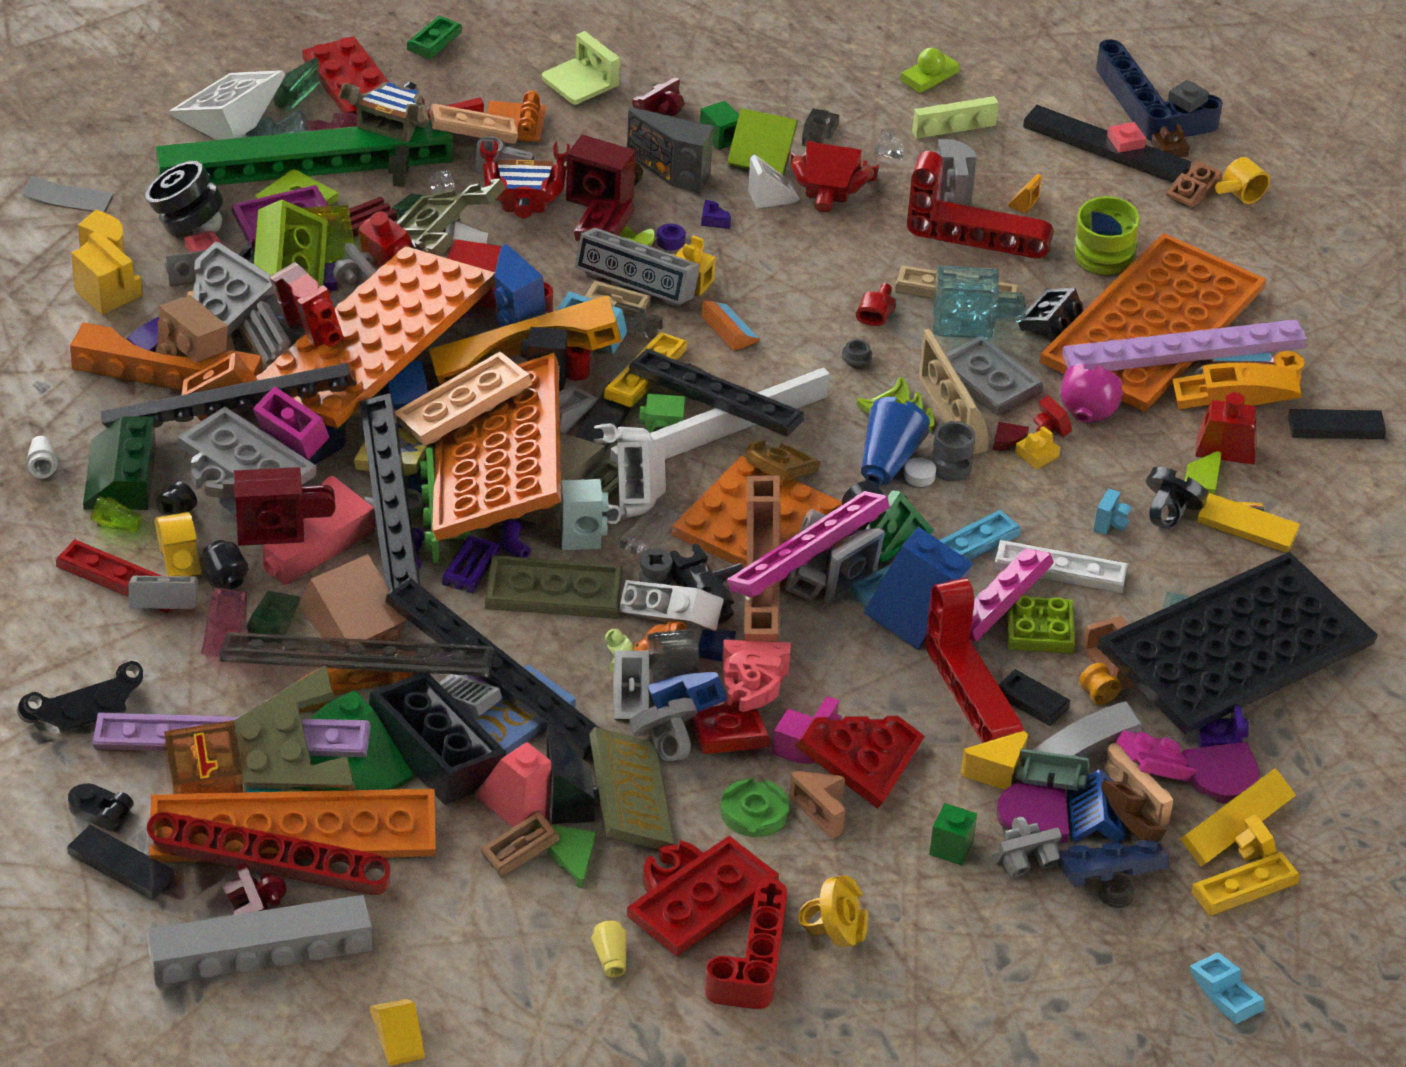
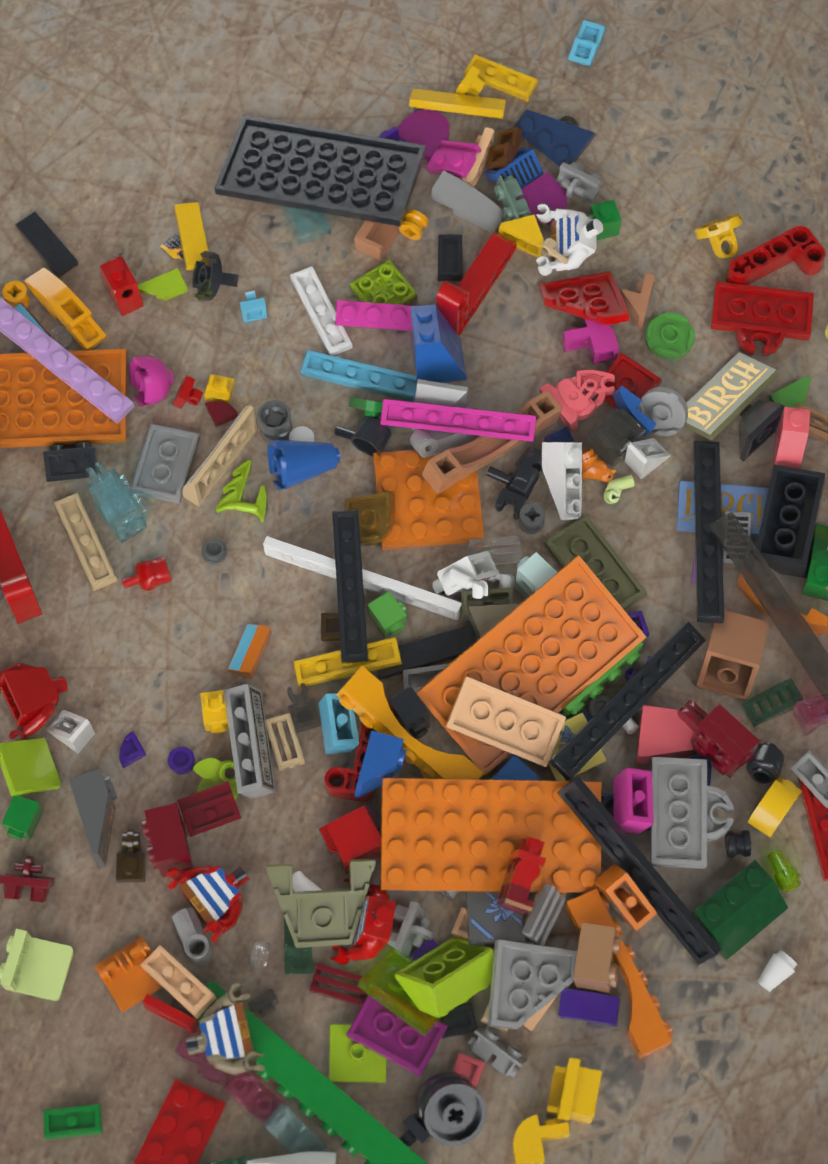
camera: 125 degrees left, 25 degrees up
(954, 746) = (550, 249): none -> tan hand
(954, 782) = (574, 238): none -> white torso

